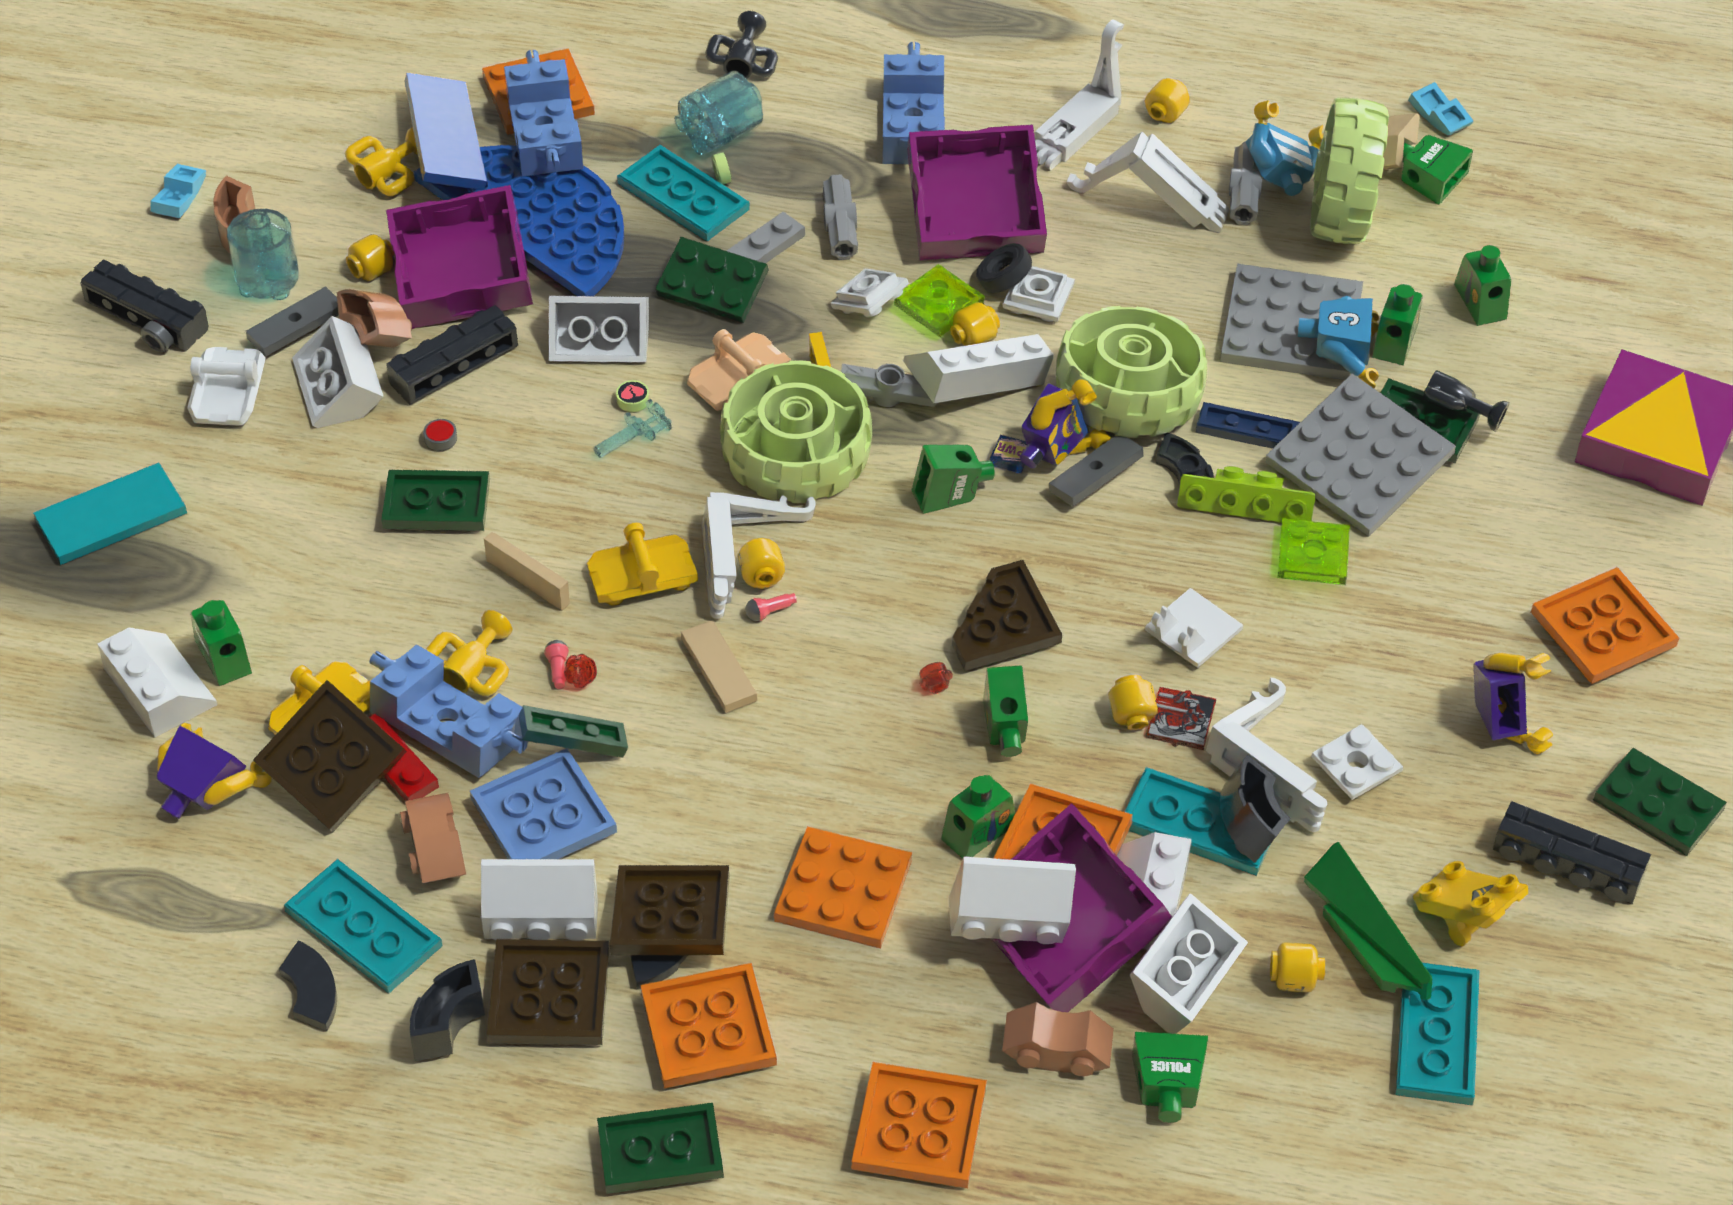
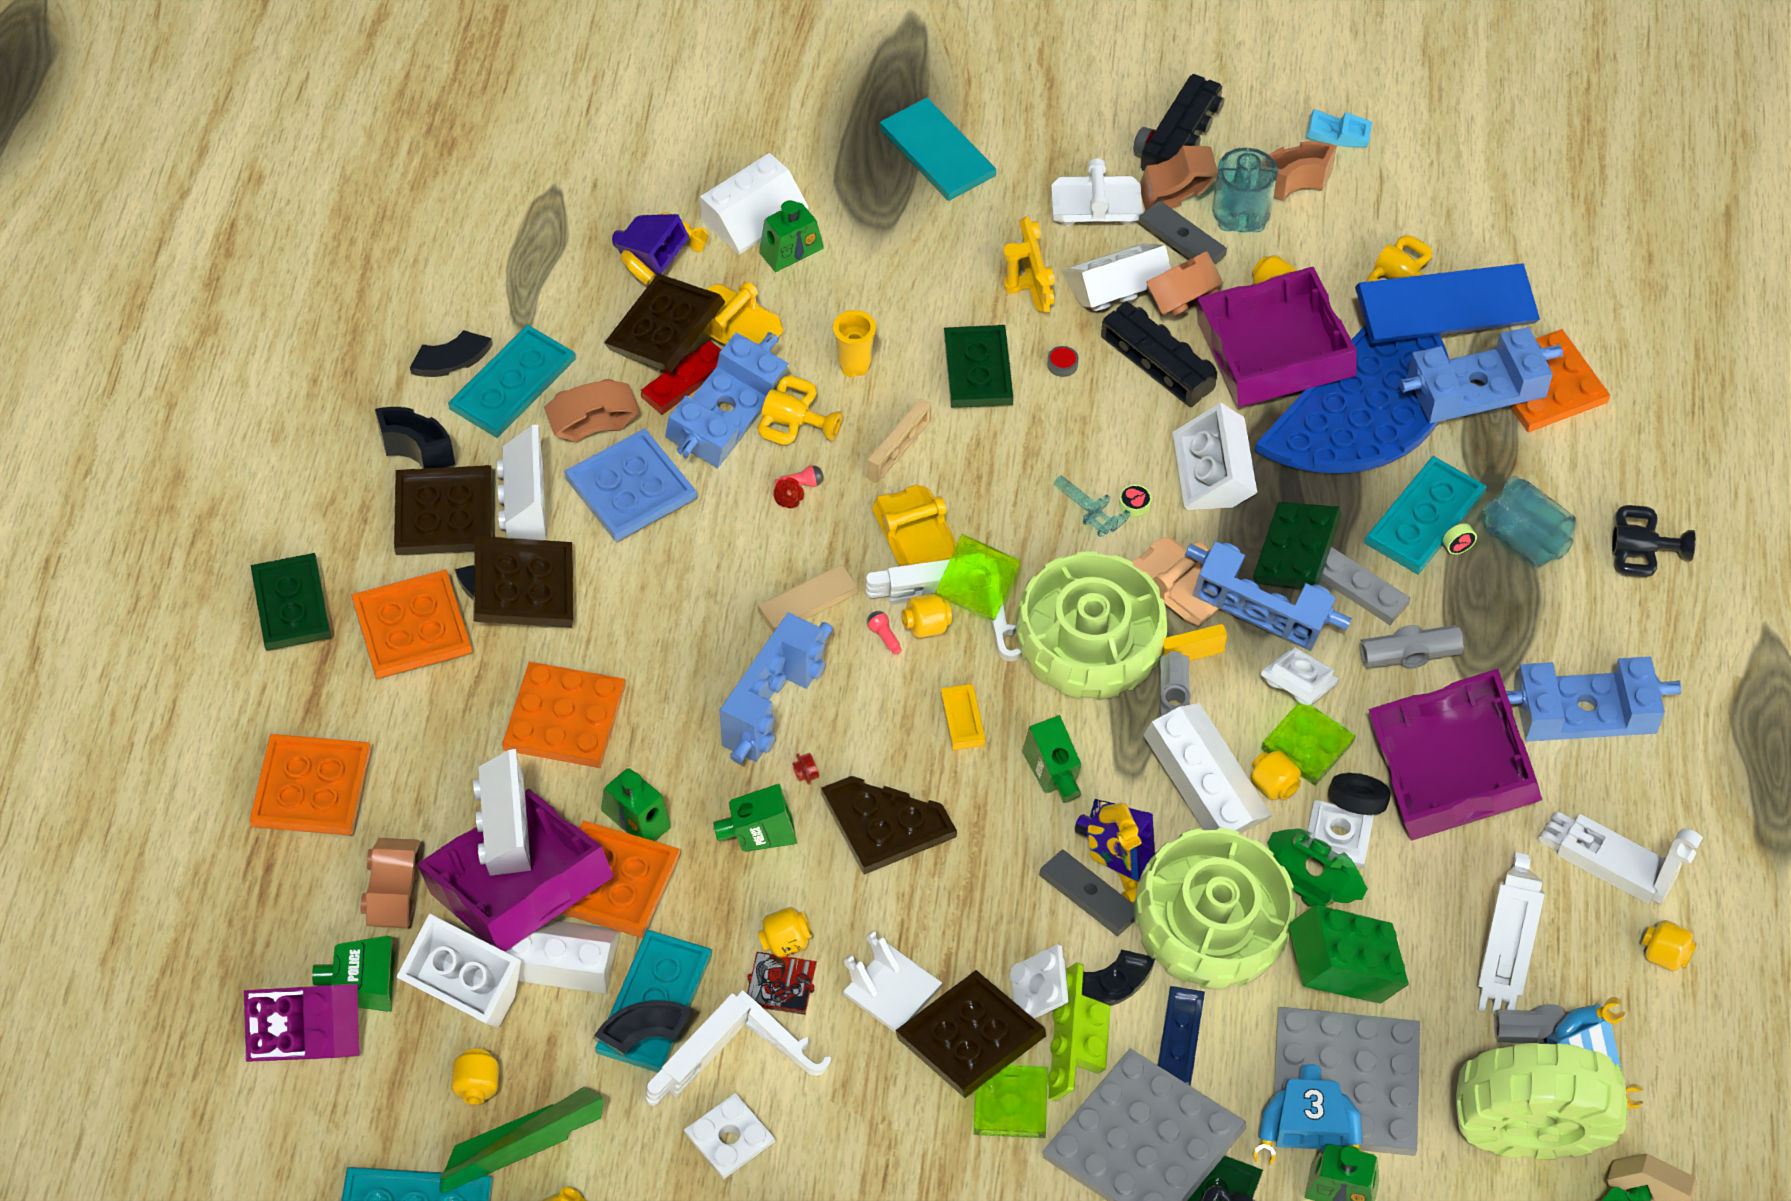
camera: 85 degrees right, 5 degrees up
(223, 299) = (1180, 177): none -> nougat brick
(320, 434) = (1036, 276): none -> yellow shield
(399, 581) = (854, 340): none -> yellow plant
(573, 731) = (707, 488): dark green plate -> none
(736, 503) = (977, 577): none -> clear neon green plate
(771, 313) = (1296, 623): none -> medium blue brick
(876, 712) = (790, 654): none -> medium blue brick
(881, 552) = (962, 717): none -> yellow tile
(1085, 289) = (1340, 877): none -> green piece
(1187, 282) = (1348, 954): none -> green brick
(1220, 520) = (1040, 982): none -> white piece
(1238, 1118) = (301, 1023): none -> magenta slope
(1252, 564) = (970, 1033): none -> dark brown plate

